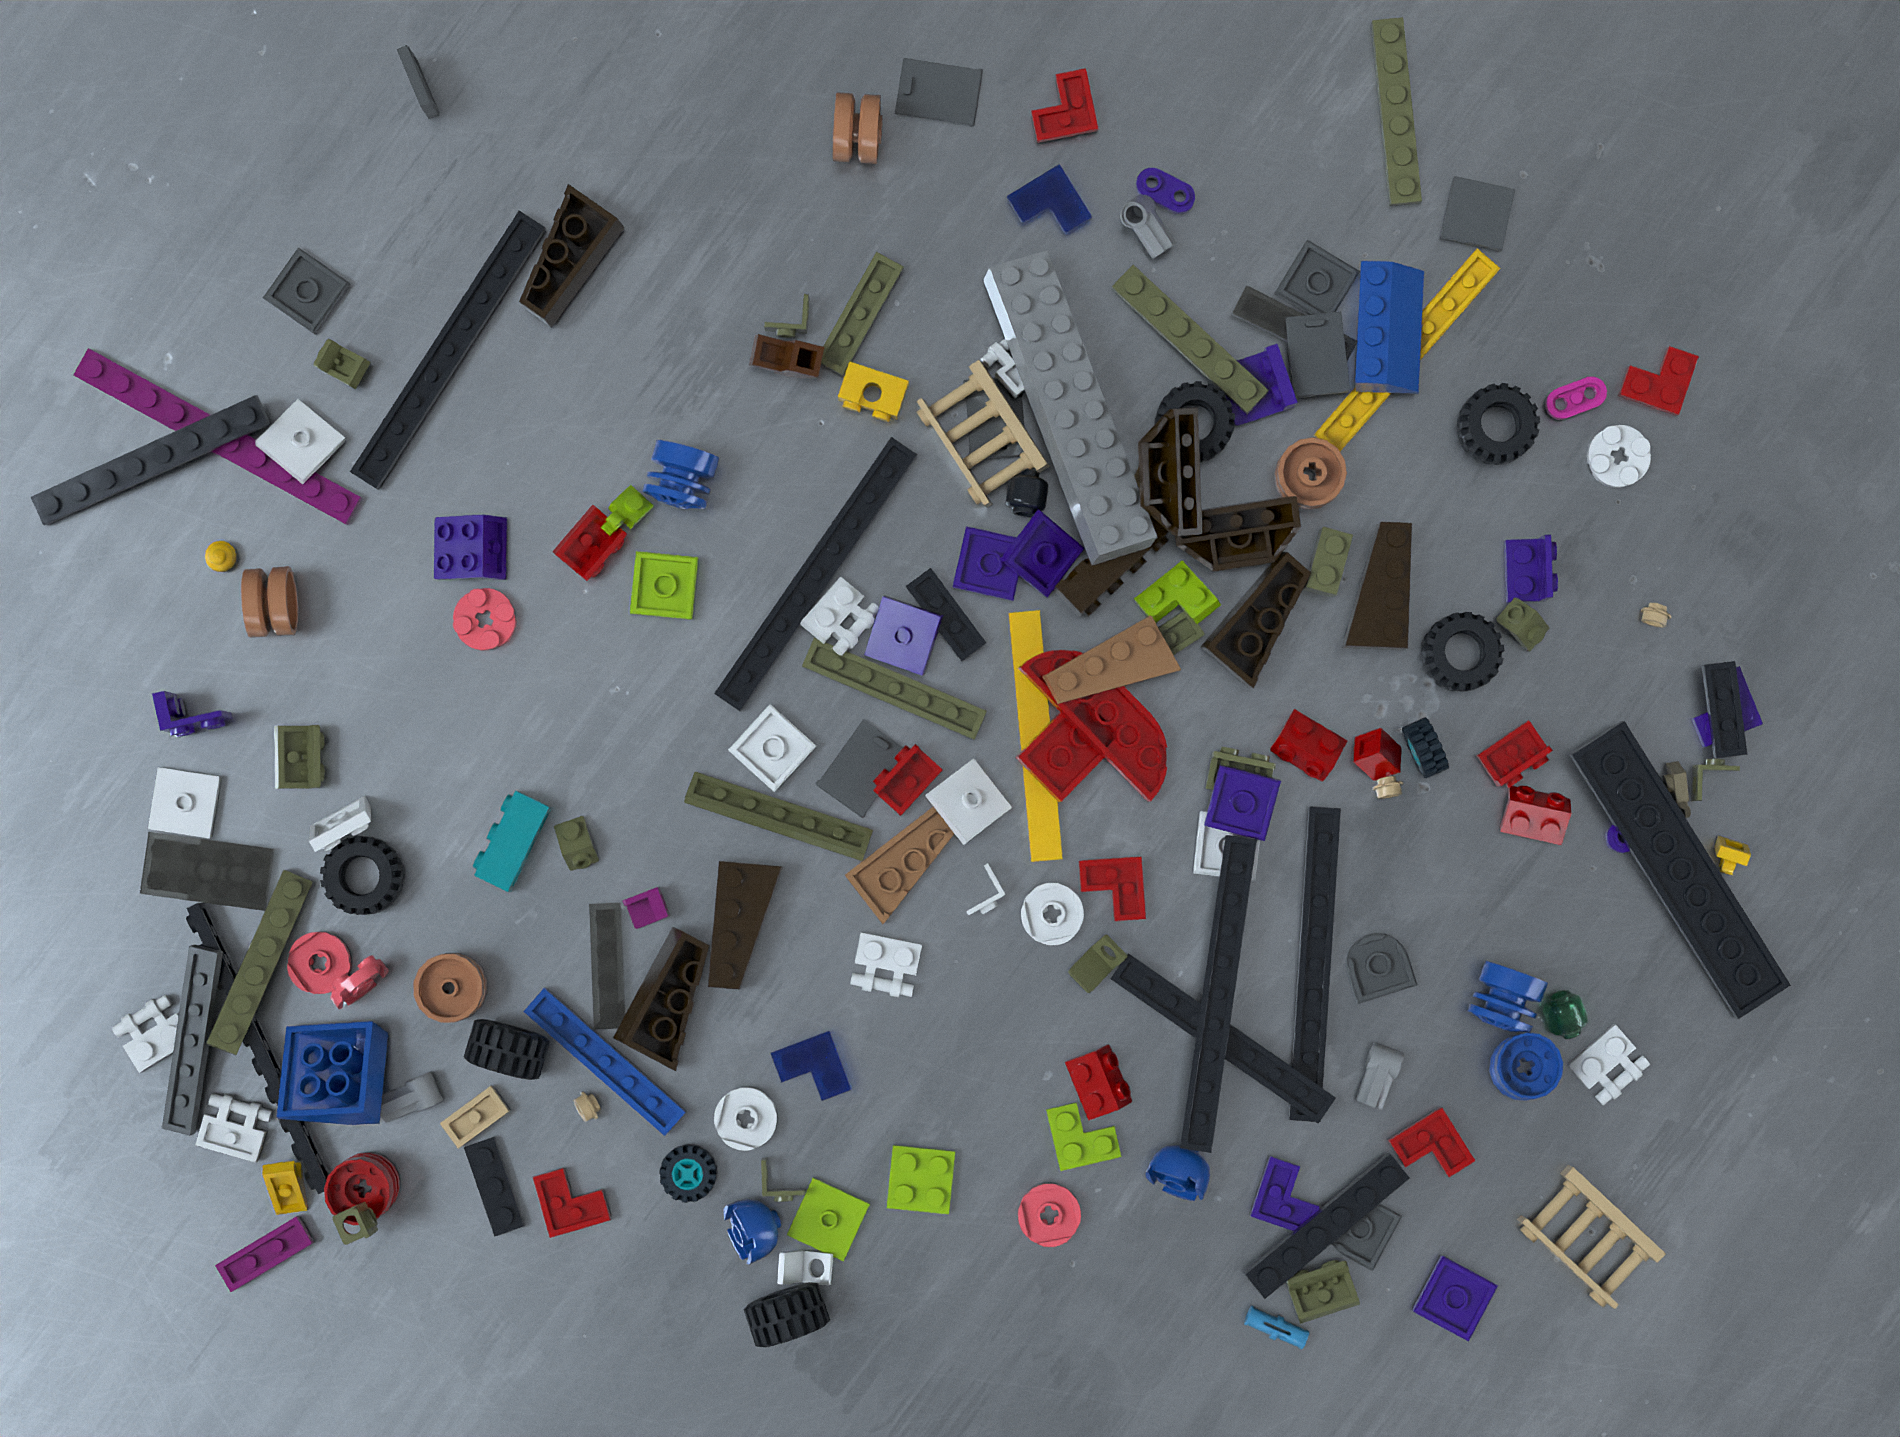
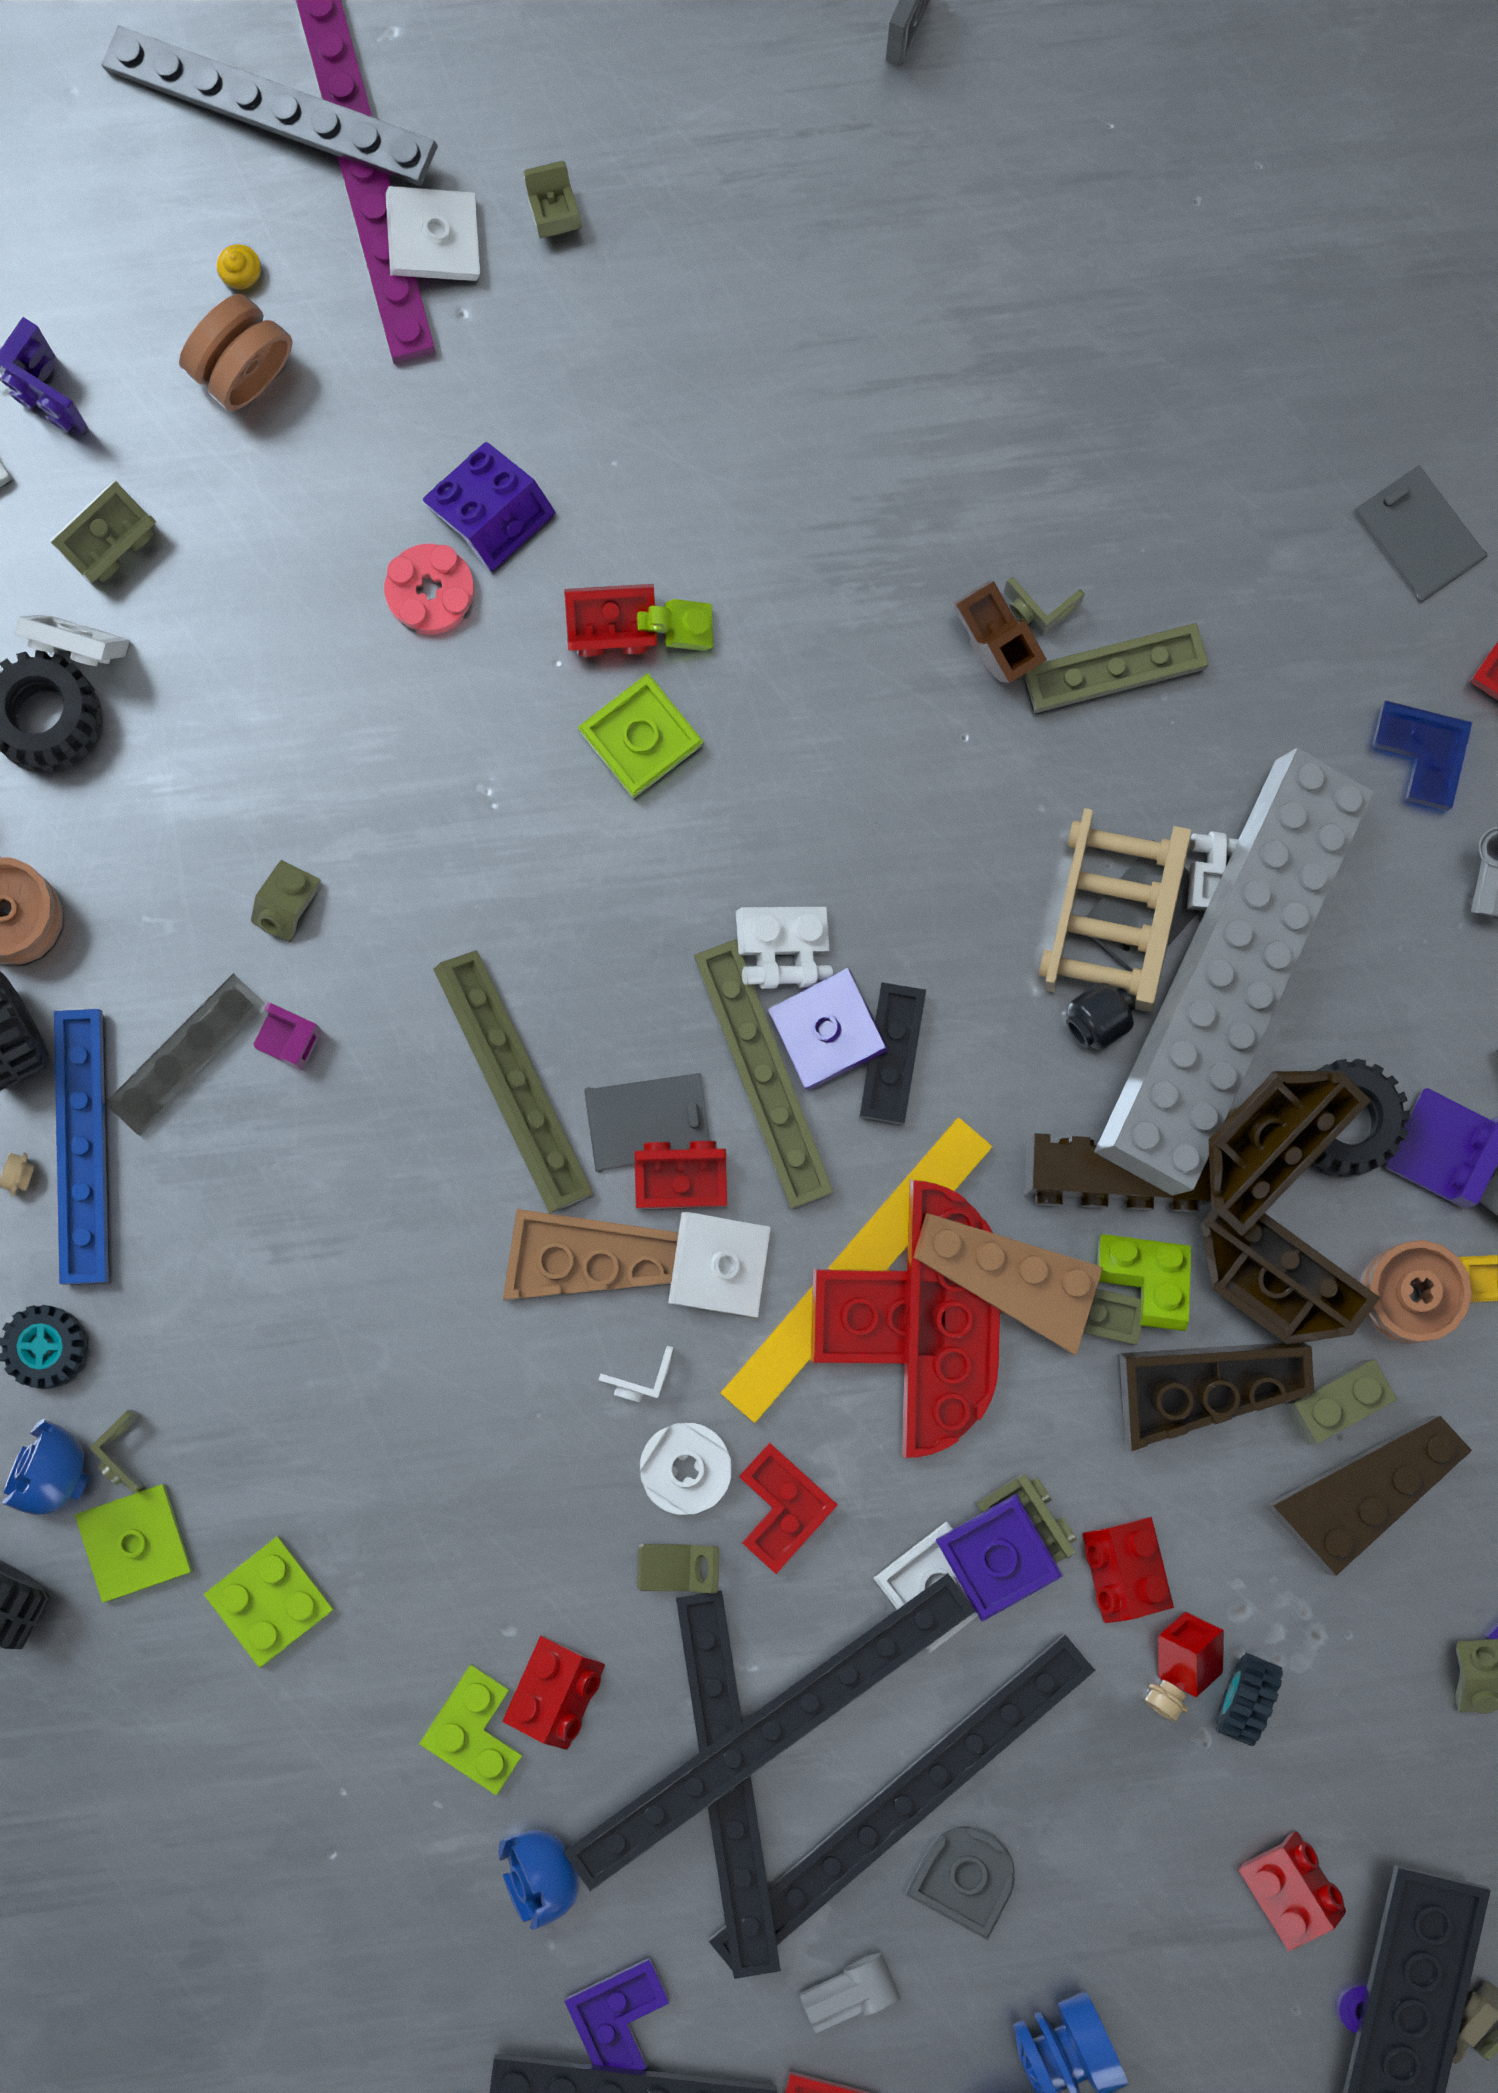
camera: 45 degrees right, 5 degrees down
(306, 290) = (593, 101): dark grey tile -> none
(448, 350) = (670, 293): black plate -> none
(511, 840) = (223, 830): teal brick -> none
(569, 255) = (885, 319): dark brown wedge -> none
(664, 1000) = (202, 1146): dark brown wedge -> none
(680, 475) = (771, 640): blue wheel -> none
(736, 1103) = (134, 1343): white plate -> none
(739, 914) = (369, 1138): dark brown wedge -> none
(772, 748) = (578, 1006): white plate -> none
(795, 1267) = (48, 1558): white bracket -> none
(814, 1056) = (297, 1367): clear blue plate -> none
(815, 574) = (803, 878): black plate -> none
(858, 128) = (1298, 475): nougat wheel -> none
(860, 378) = (1049, 731): yellow brick -> none
(890, 955) = (476, 1336): white plate -> none
(980, 565) = (990, 1047): dark purple plate -> none
(1042, 553) = (1054, 1091): dark purple plate -> none
(1064, 1224) = (333, 1782): coral plate -> none
(1190, 339) = (1427, 1032): olive plate -> none
(1487, 640) = (1427, 1648): black tyre -> none
(1514, 754) = (1334, 1803): red bracket -> none

